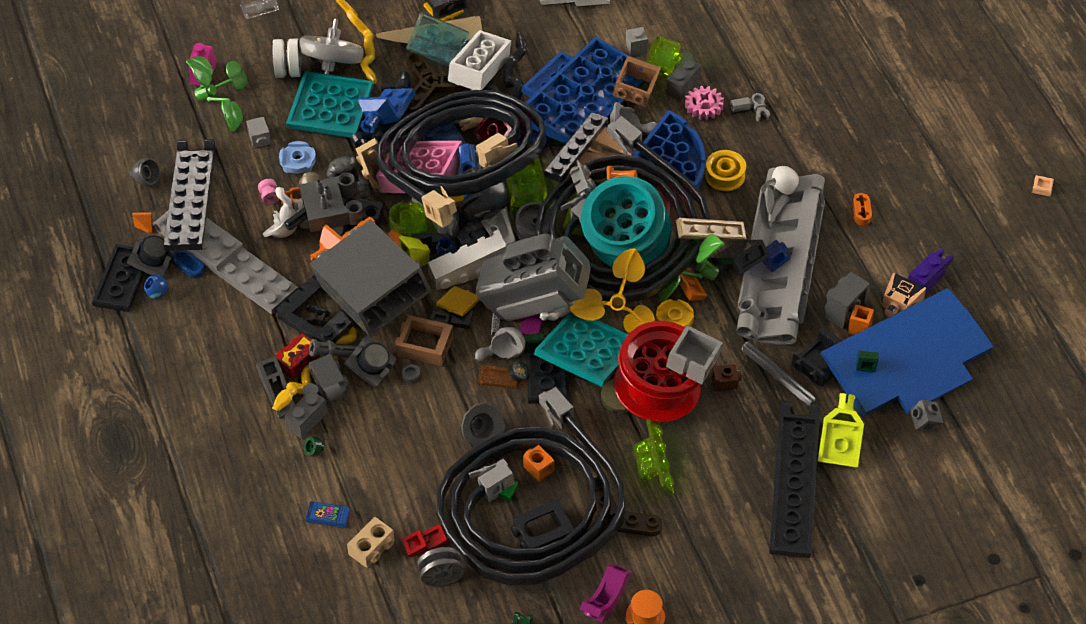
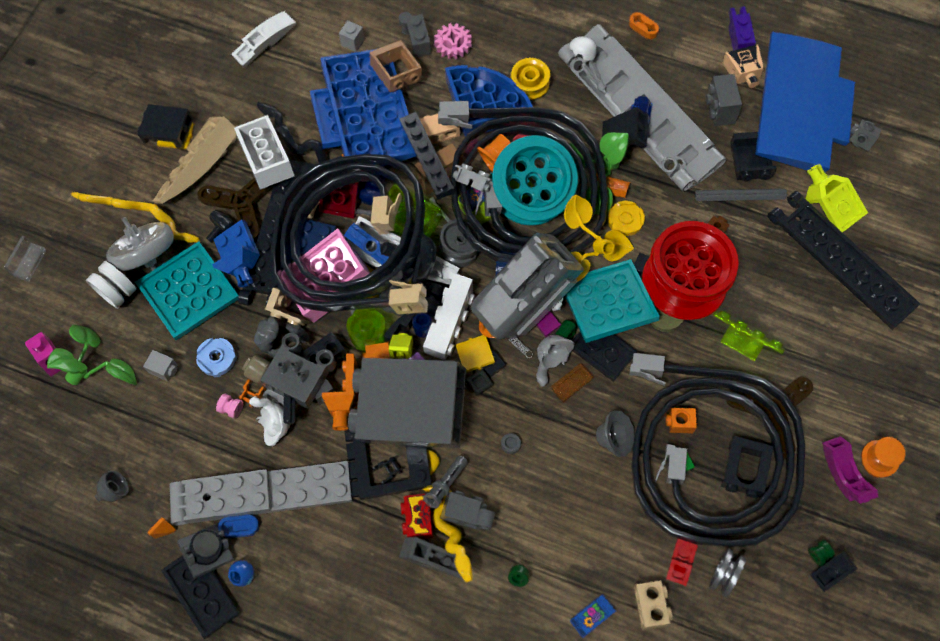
camera: 45 degrees left, 15 degrees up
(189, 197) = (180, 475): hinge -> none
(306, 412) = (482, 552): dark grey hinge -> none
(370, 359) = (477, 464): piece -> none
(423, 354) = (515, 409): medium nougat window -> none
(436, 39) = (211, 163): clear light blue slope -> none
(519, 371) = (585, 365): black tile -> none
(626, 112) = (423, 103): light grey piece -> none
(665, 54) = (387, 28): clear neon green brick -> none
(694, 354) = (718, 237): light grey piece -> none
(701, 228) = (594, 131): tan tile -> none
(756, 103) = (485, 10): light grey bar -> none
(860, 319) = (750, 106): orange brick -> none
(867, 361) = (795, 131): dark green brick -> none

